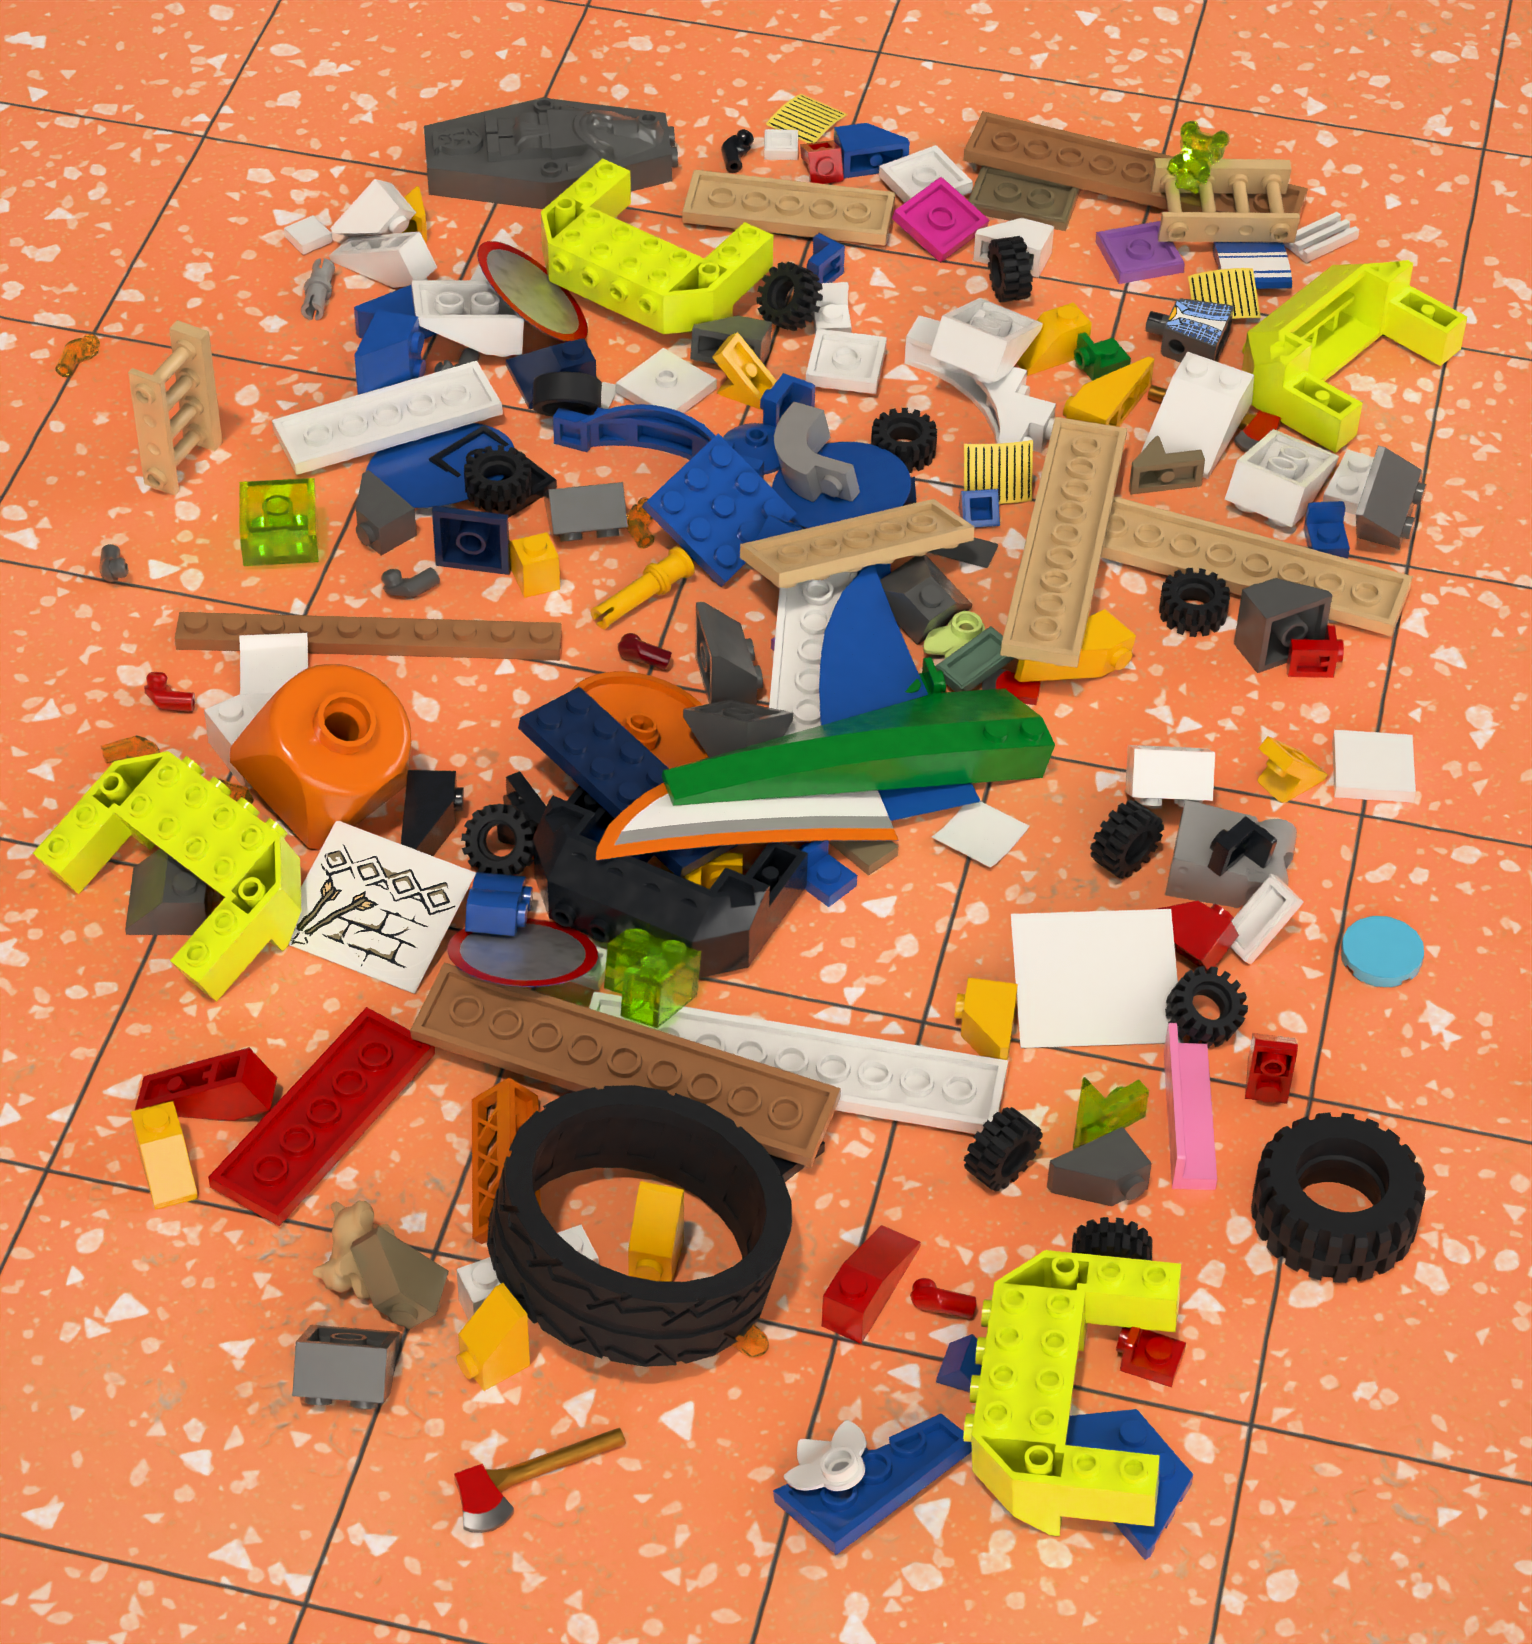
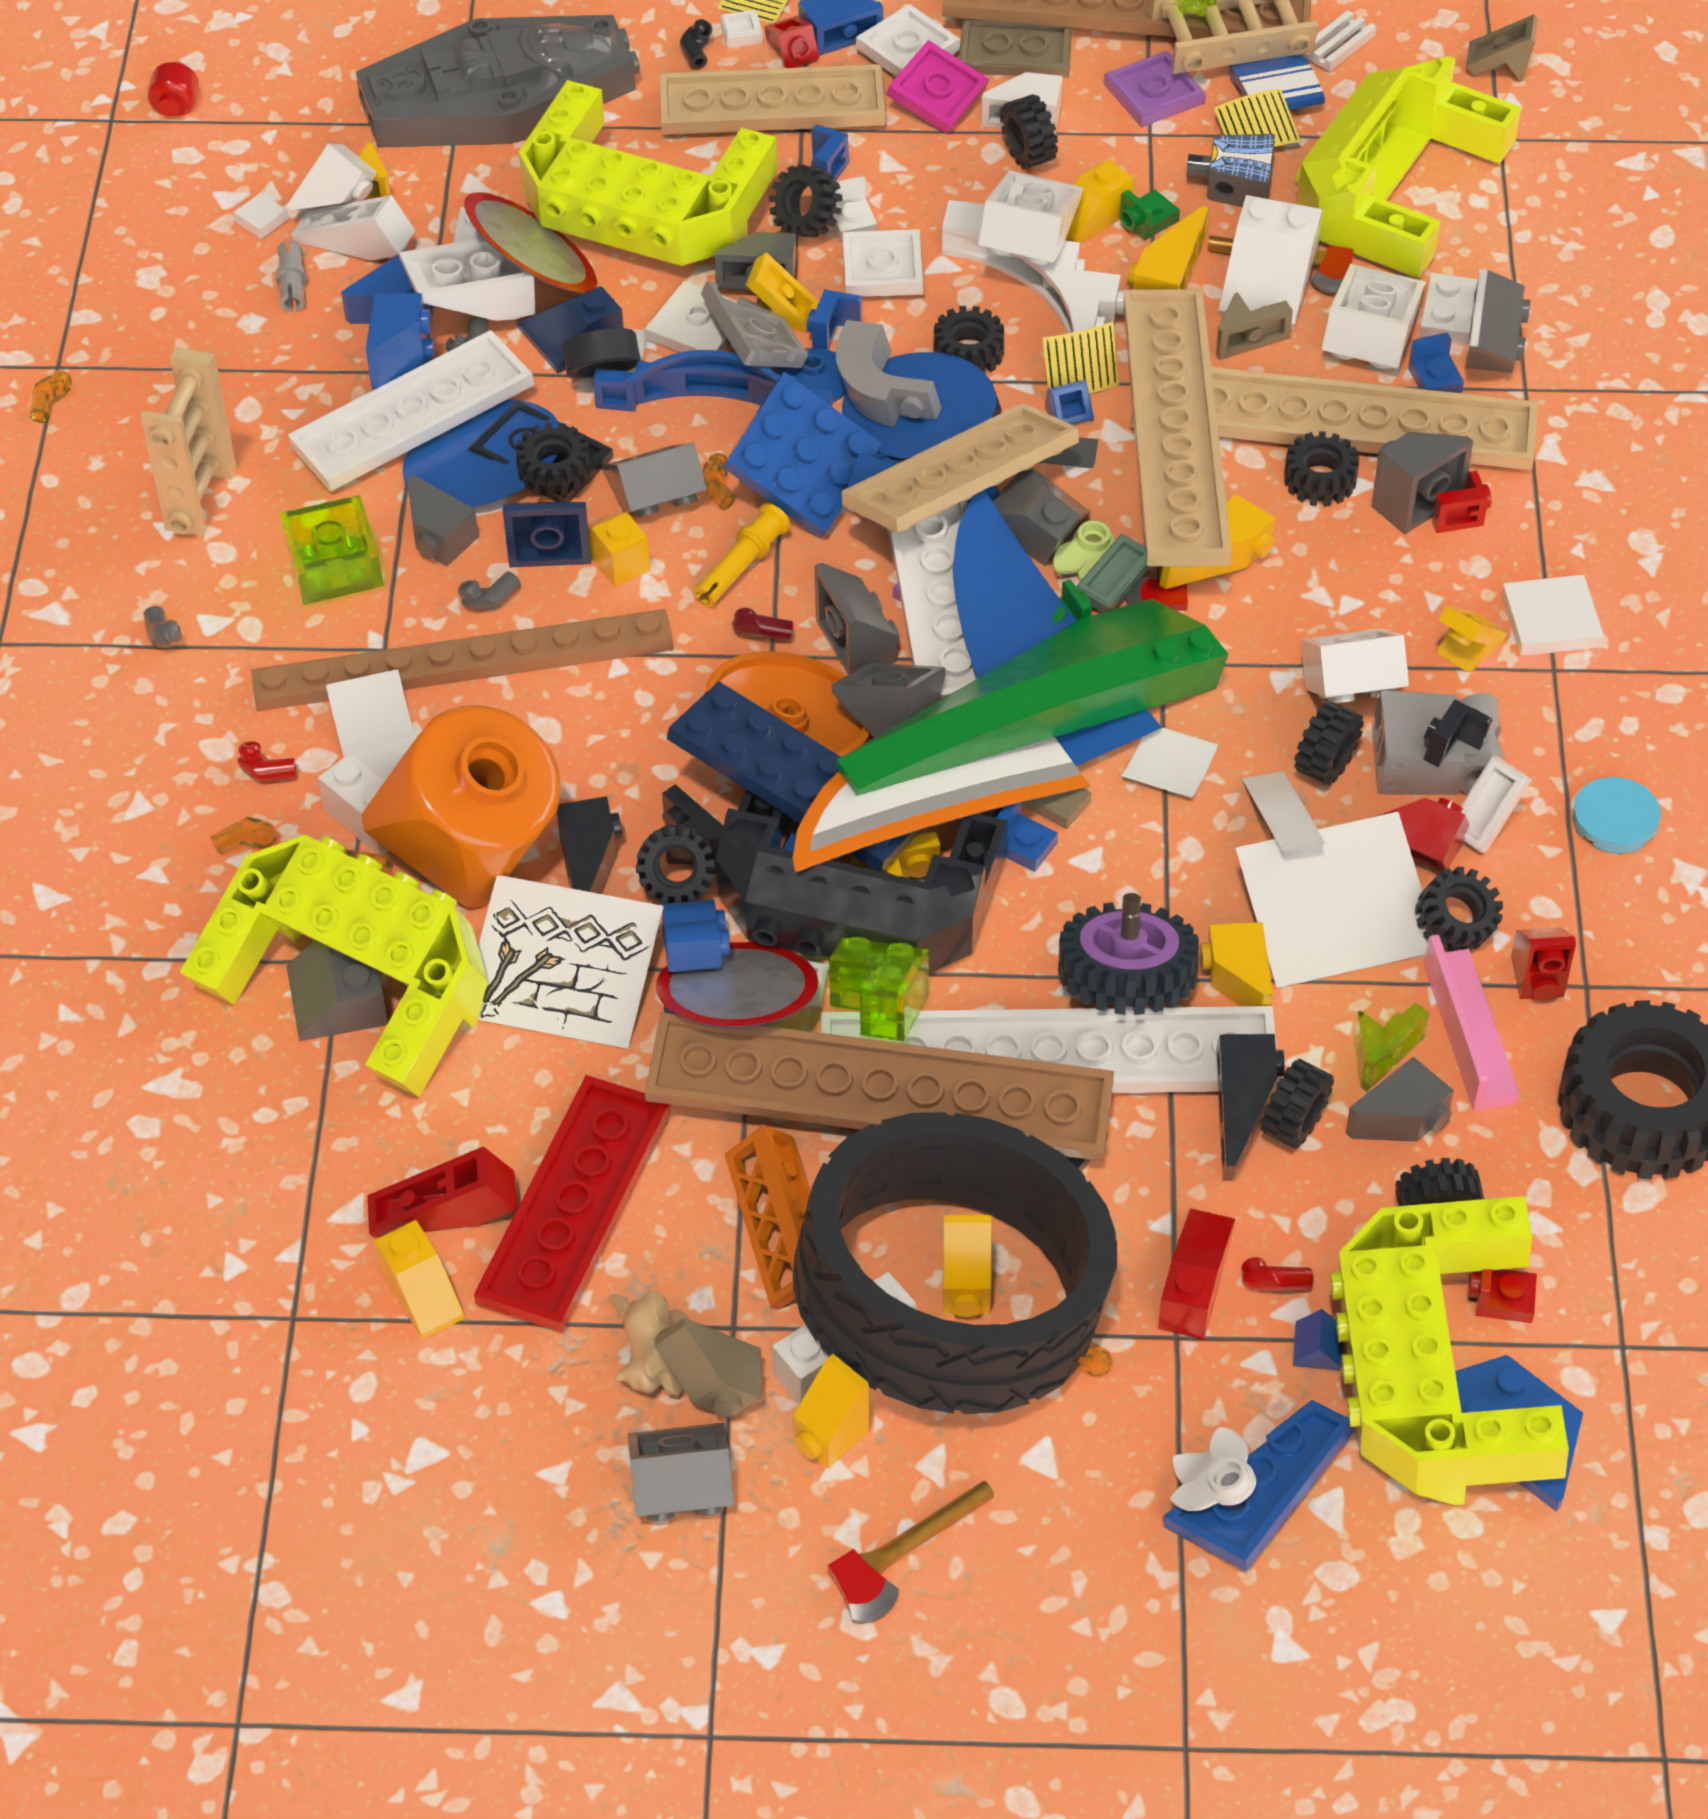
camera: 10 degrees left, 5 degrees up
(263, 117) = (173, 89): none -> red head
(710, 400) = (755, 332): none -> light grey wing
(885, 992) = (1128, 957): none -> black wheel
(960, 1112) = (1245, 1080): none -> black slope
(1067, 891) = (1283, 811): none -> white sticker
(1471, 263) = (1506, 45): none -> dark tan slope

